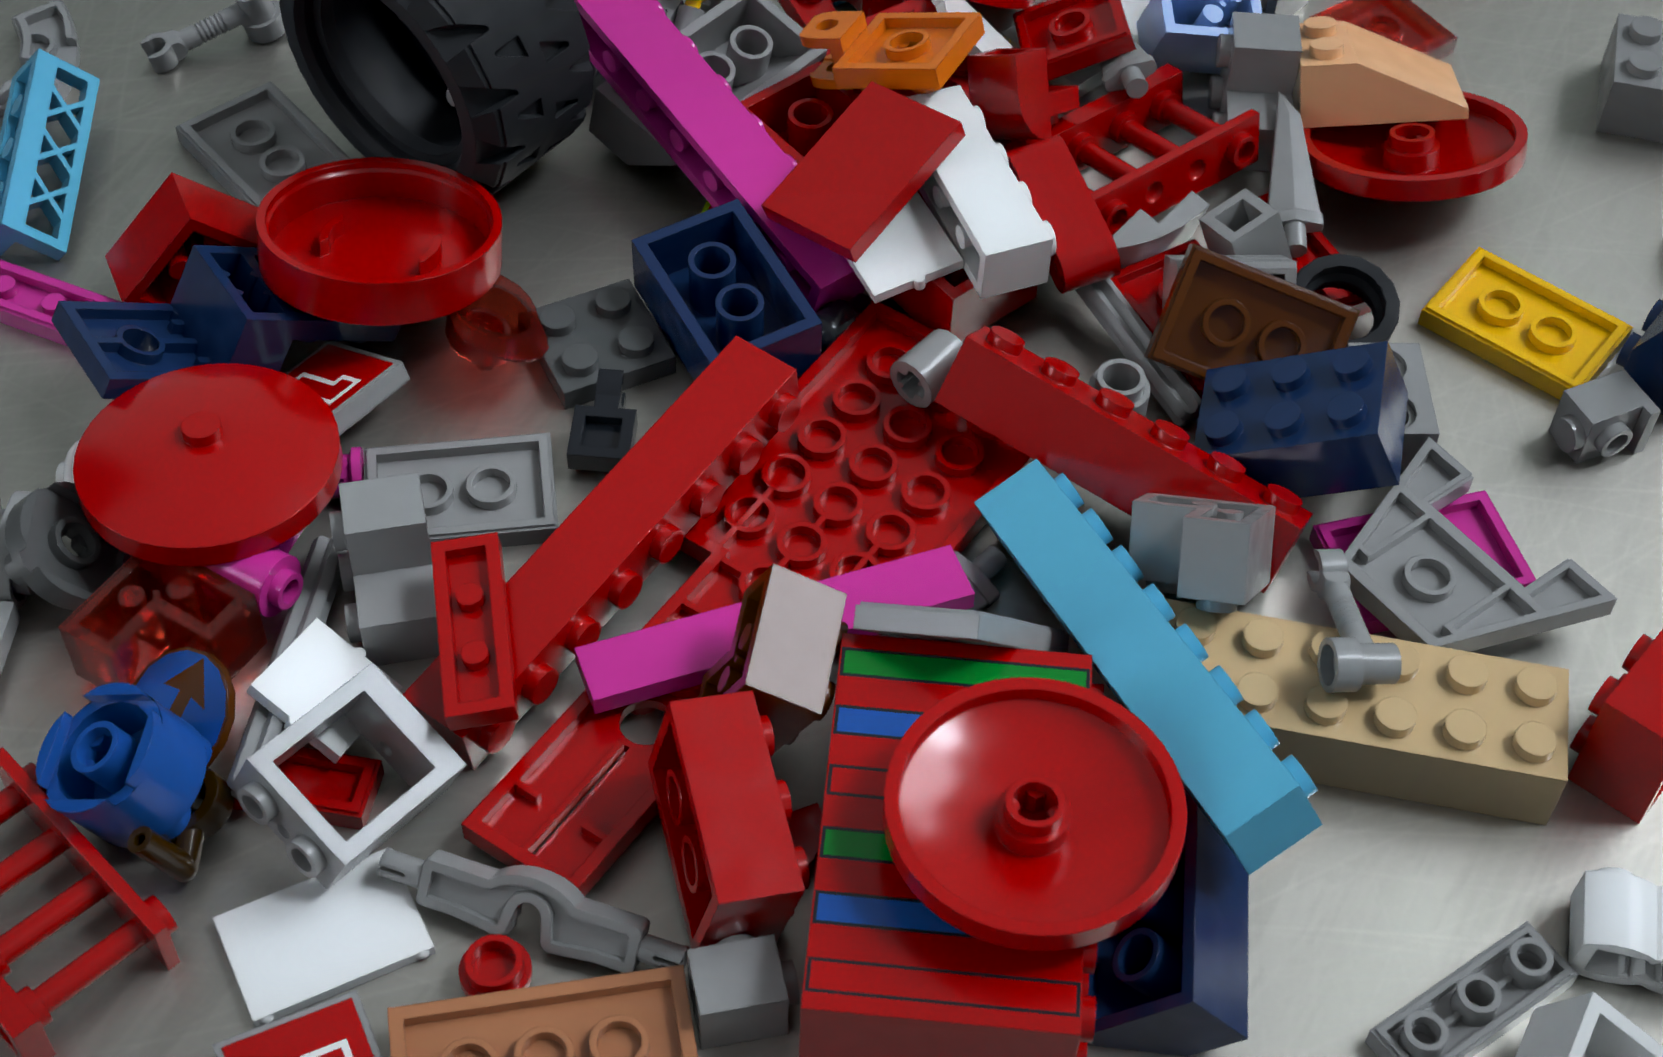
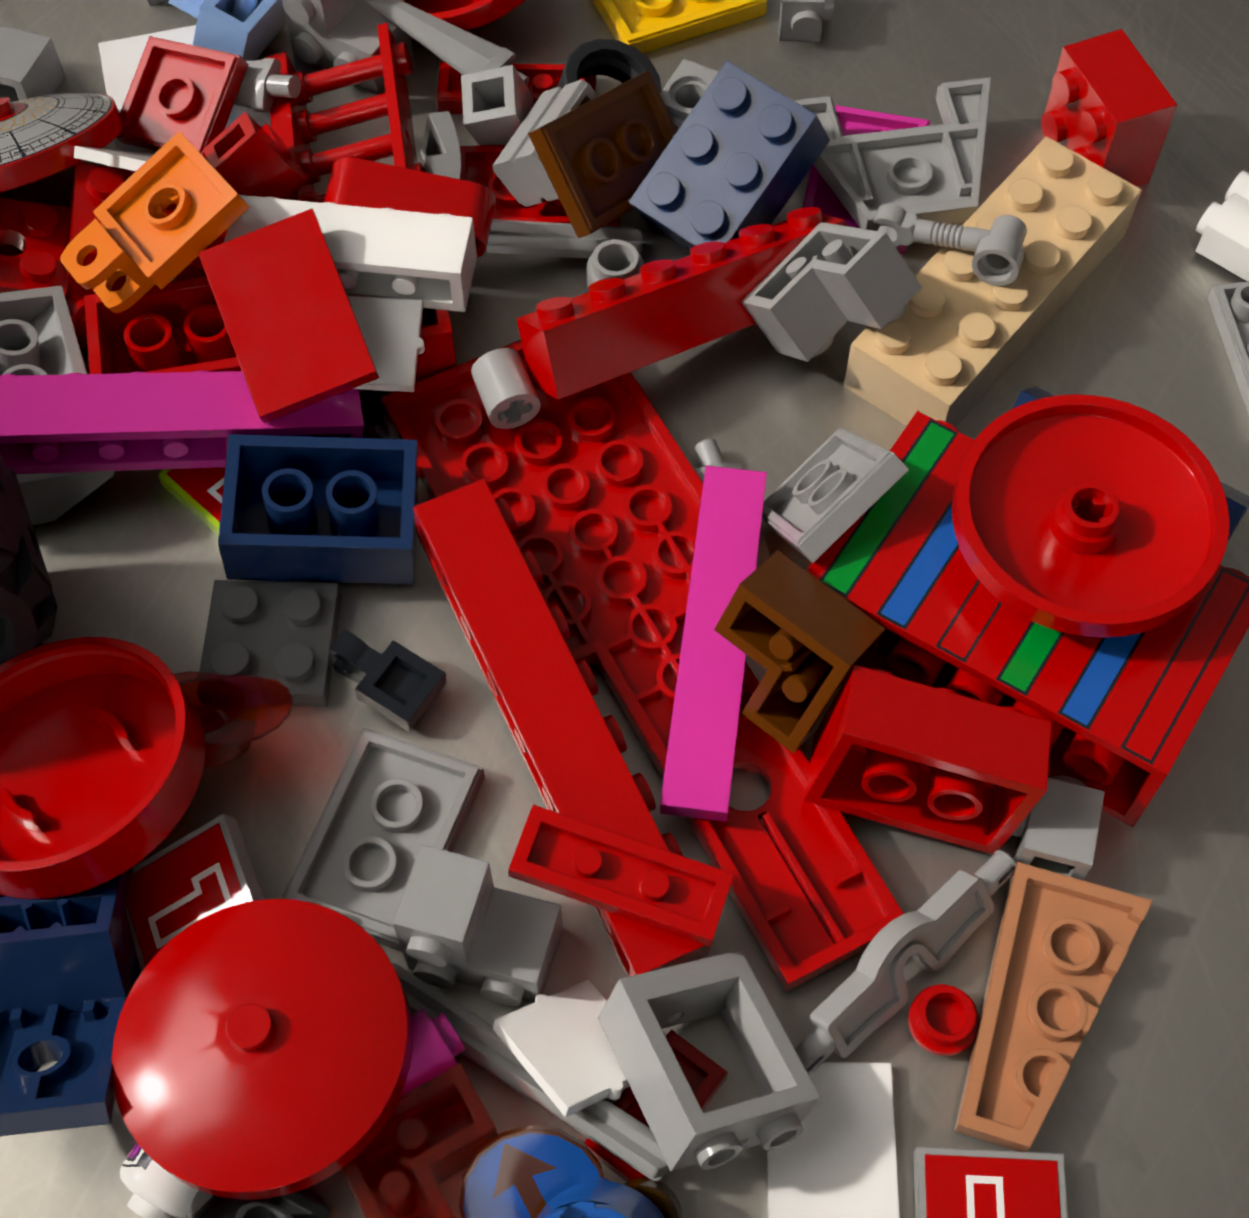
camera: 60 degrees left, 10 degrees up
(1151, 667) = (891, 380): medium azure brick -> none

